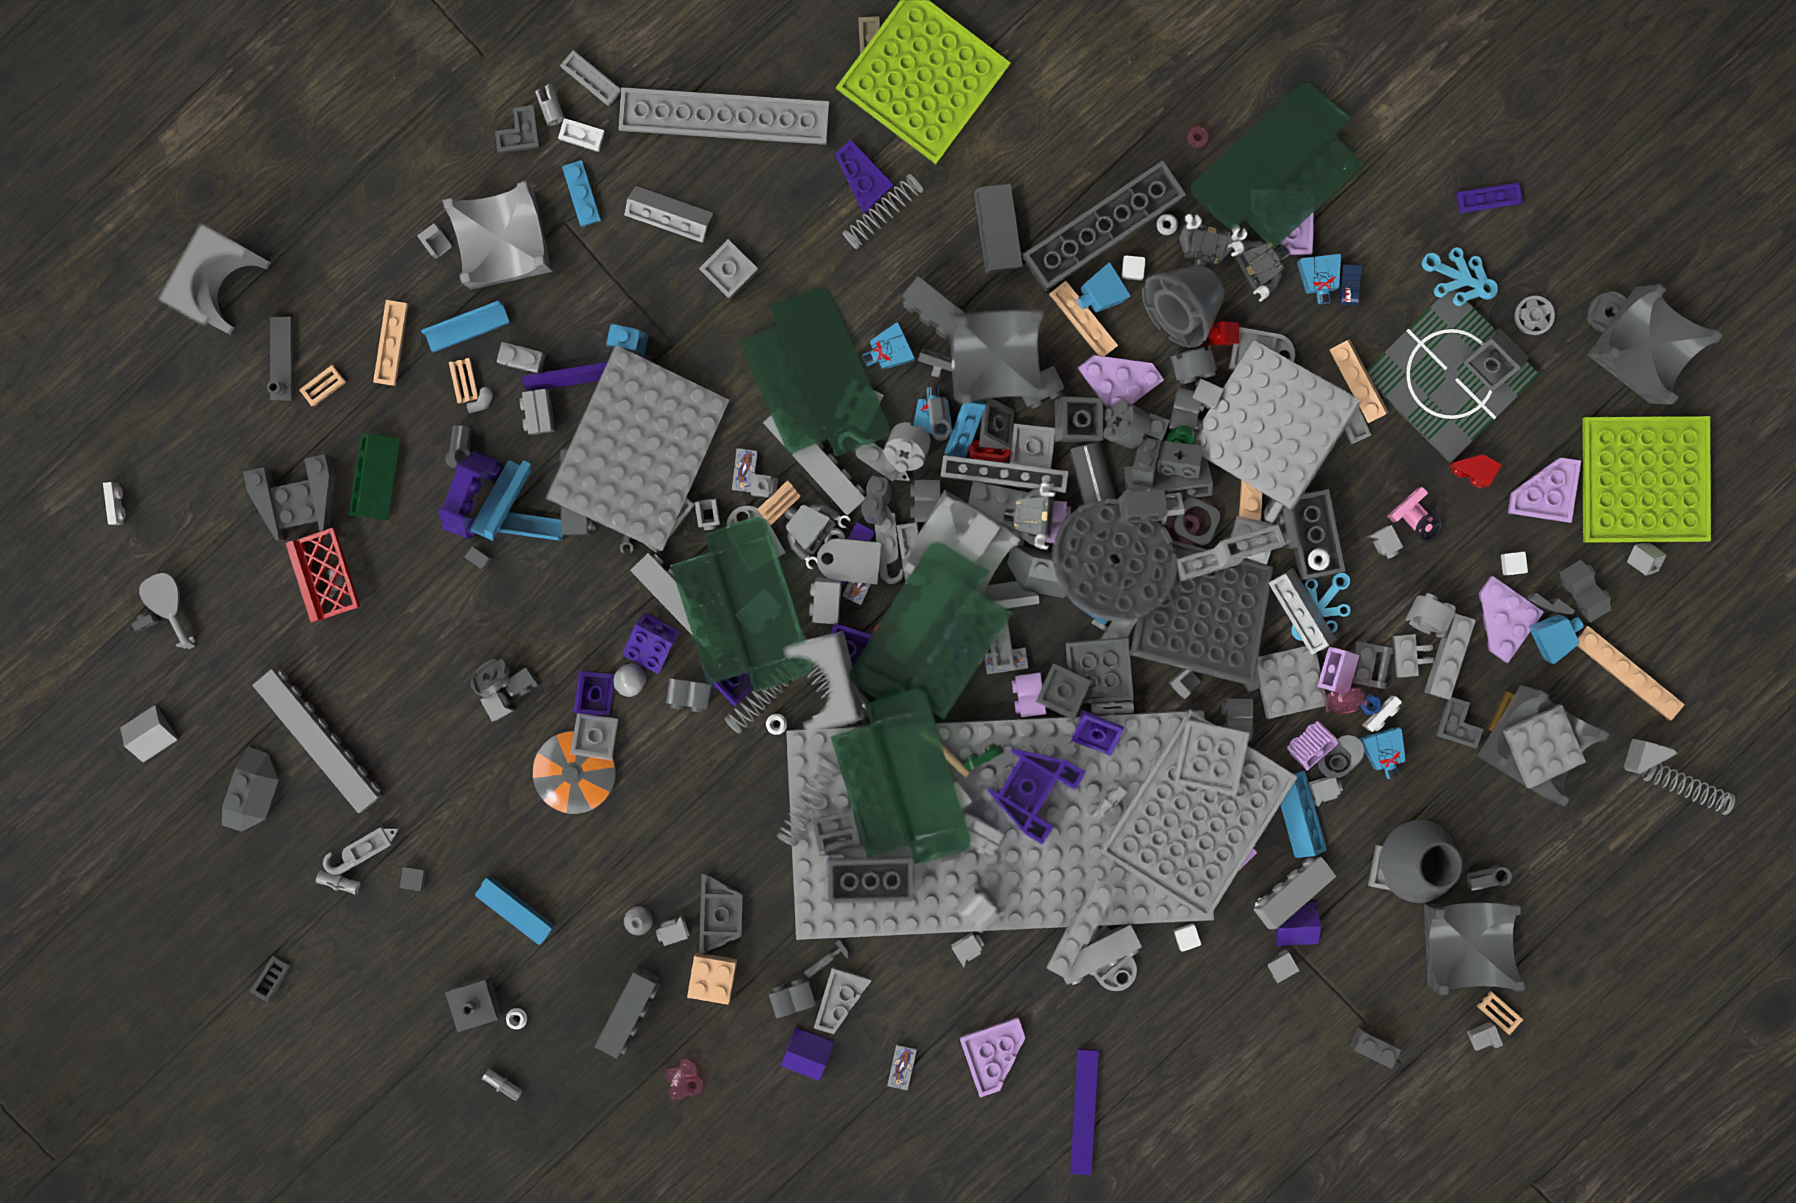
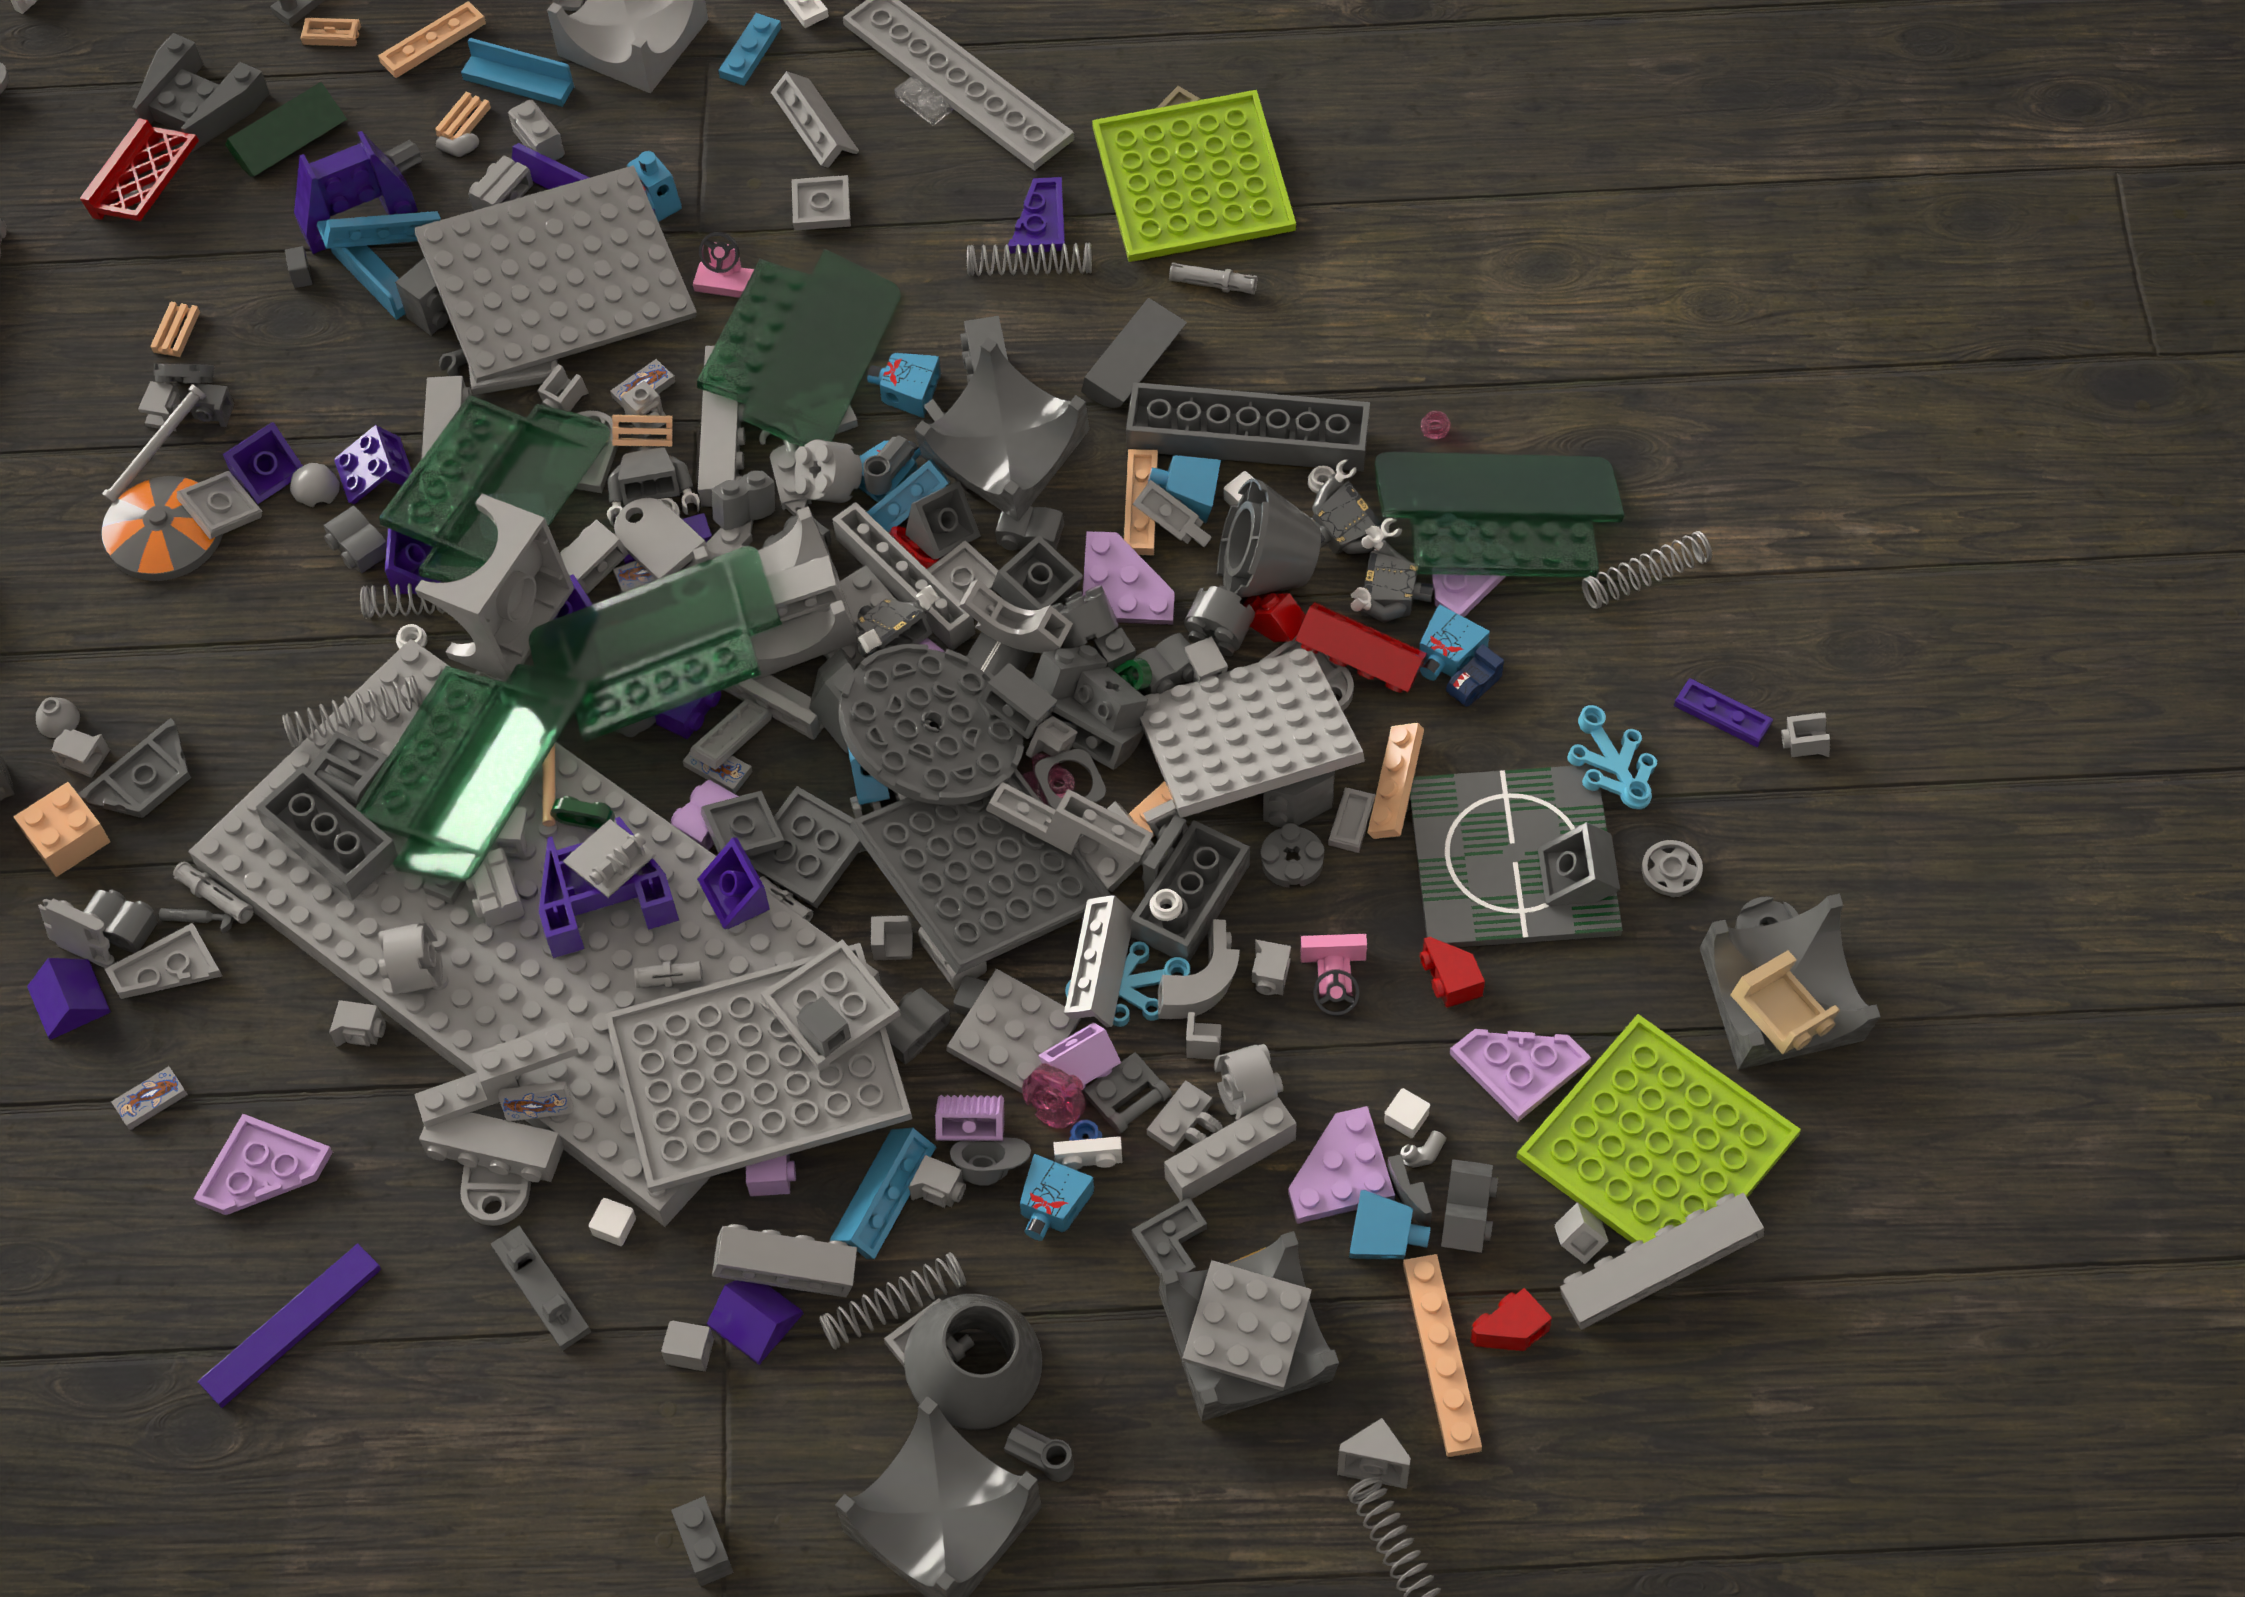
camera: 45 degrees right, 30 degrees down
(450, 670) = (170, 328): none -> light nougat tile
(518, 695) = (154, 444): none -> light grey bar
(716, 147) = (923, 100): none -> clear plate
(721, 362) = (724, 272): none -> bright pink piece
(791, 1021) = (76, 931): none -> light grey plate
(799, 945) = (204, 886): none -> light grey pin
(995, 137) = (1224, 280): none -> light grey pin
(1033, 778) = (609, 857): none -> light grey hinge
(1100, 459) = (1014, 626): none -> light grey arch
(1110, 922) = (535, 1101): none -> light grey tile
(1112, 318) = (1171, 514): none -> light grey hinge
(1182, 995) = (541, 1288): none -> dark grey hinge
(1226, 777) = (823, 1026): none -> dark grey brick
(1282, 319) = (1360, 647): none -> red brick
(1339, 902) = (955, 1273): none -> light grey piece
(1350, 460) = (1292, 839): none -> dark grey plate
(1365, 576) = (1204, 989): none -> light grey arch
(1374, 178) = (1595, 585): none -> light grey piece
(1384, 607) = (1202, 1039): none -> light grey panel
(1539, 577) = (1424, 1155): none -> light grey arm
(1551, 175) = (1806, 735): none -> light grey window
(1652, 632) = (1513, 1325): none -> red slope
(1666, 363) = (1782, 1005): none -> tan panel
(1702, 545) = (1661, 1260): none -> light grey brick

